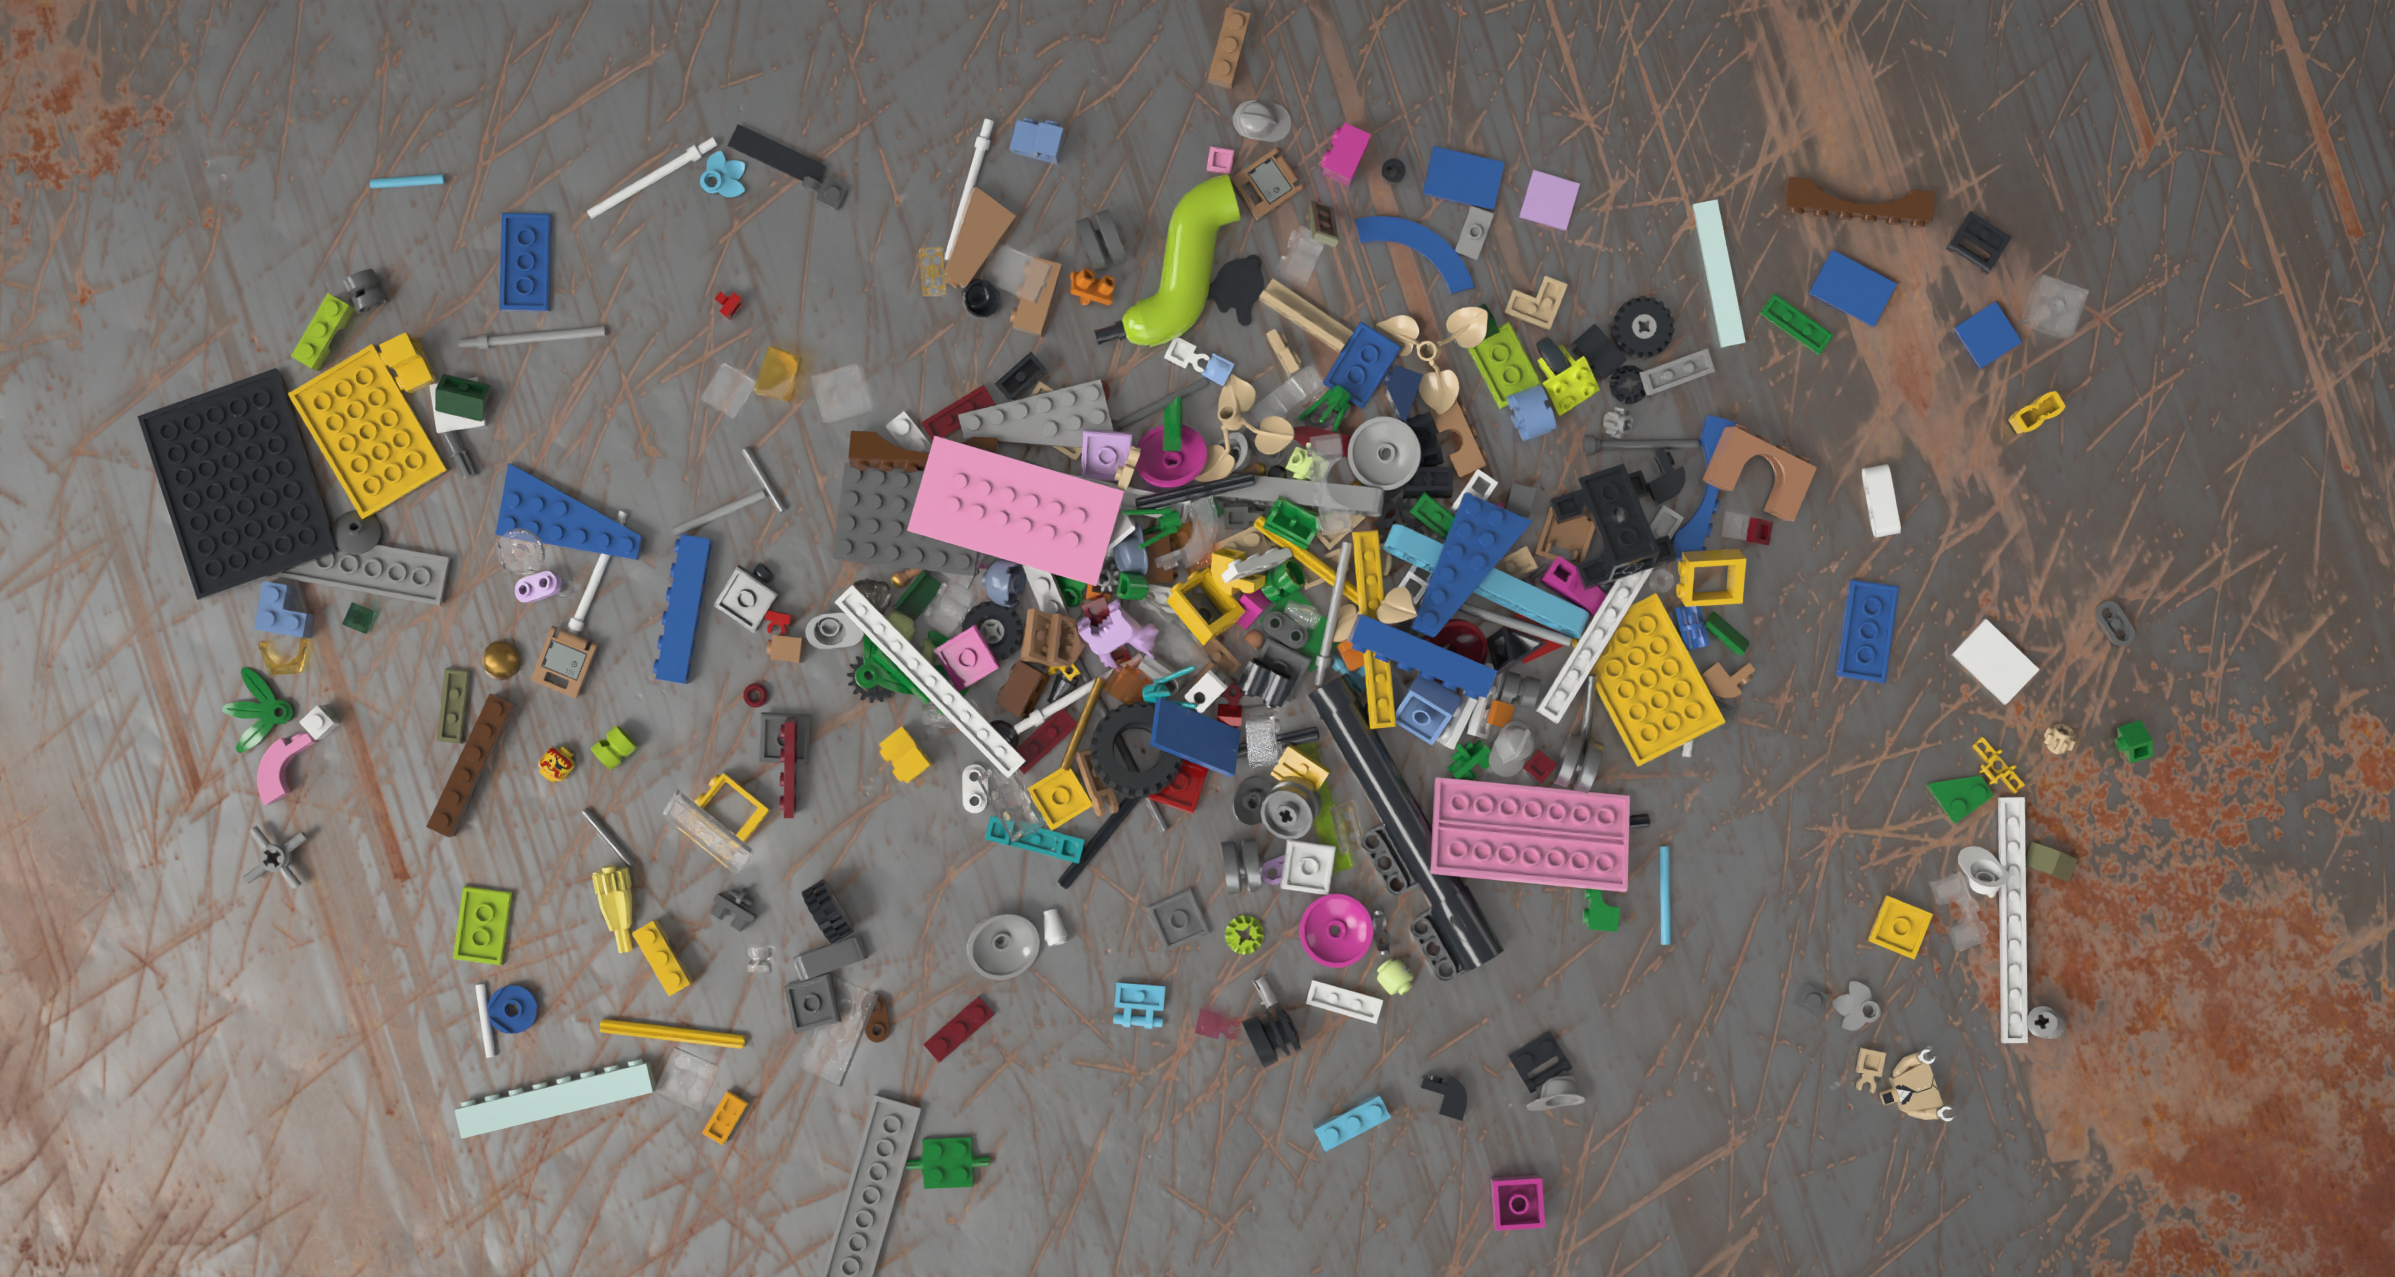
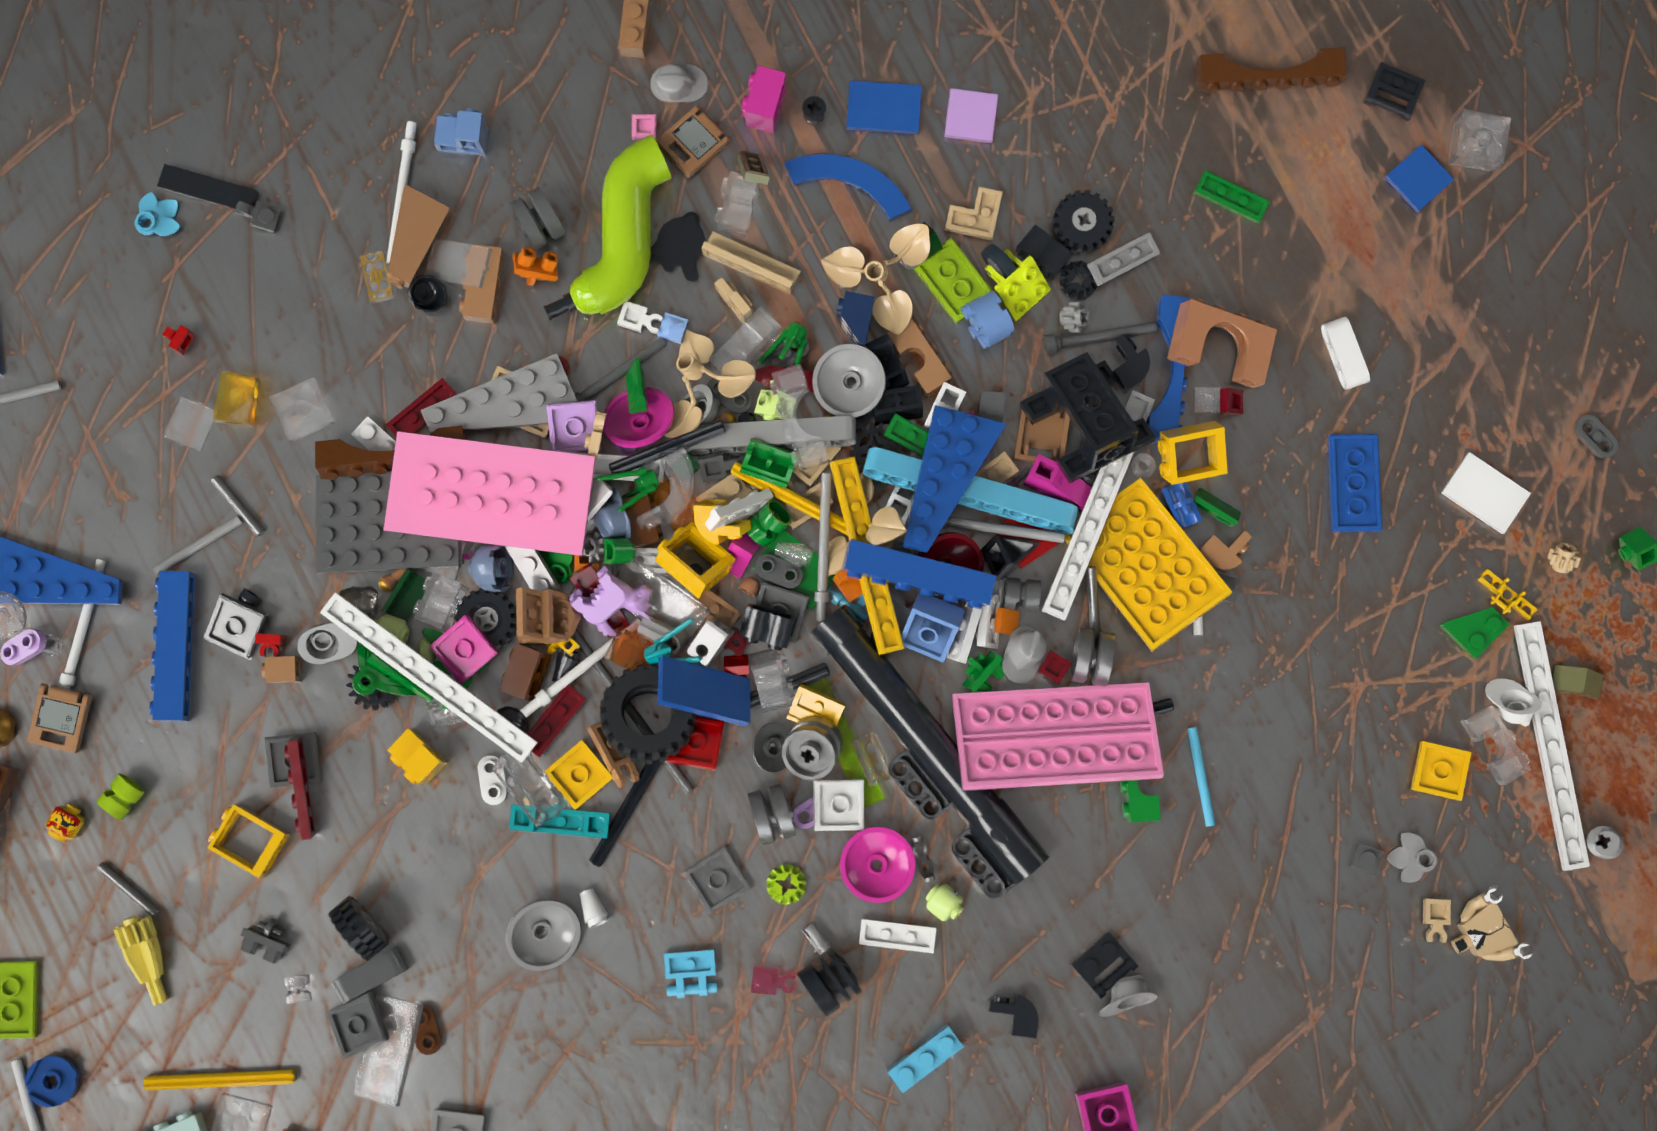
camera: 15 degrees left, 5 degrees down
(660, 956) = (205, 1014): yellow arch -> none
(693, 153) = (124, 199): white bar -> none
(708, 832) = (226, 867): clear tile -> none
(747, 695) = (250, 721): dark red plate -> none
(959, 1029) = (511, 1027): dark red plate -> none
(1021, 377) = (478, 363): black brick -> none
(1082, 723) = (590, 696): pearl gold bar -> none
(1362, 364) = (814, 299): blue tile -> none
(1474, 233) = (903, 158): light grey plate -> none
(1719, 273) = (1148, 160): light aqua tile -> none
(1852, 288) = (1280, 154): blue tile -> none
(2037, 412) = (1482, 243): yellow brick -> none

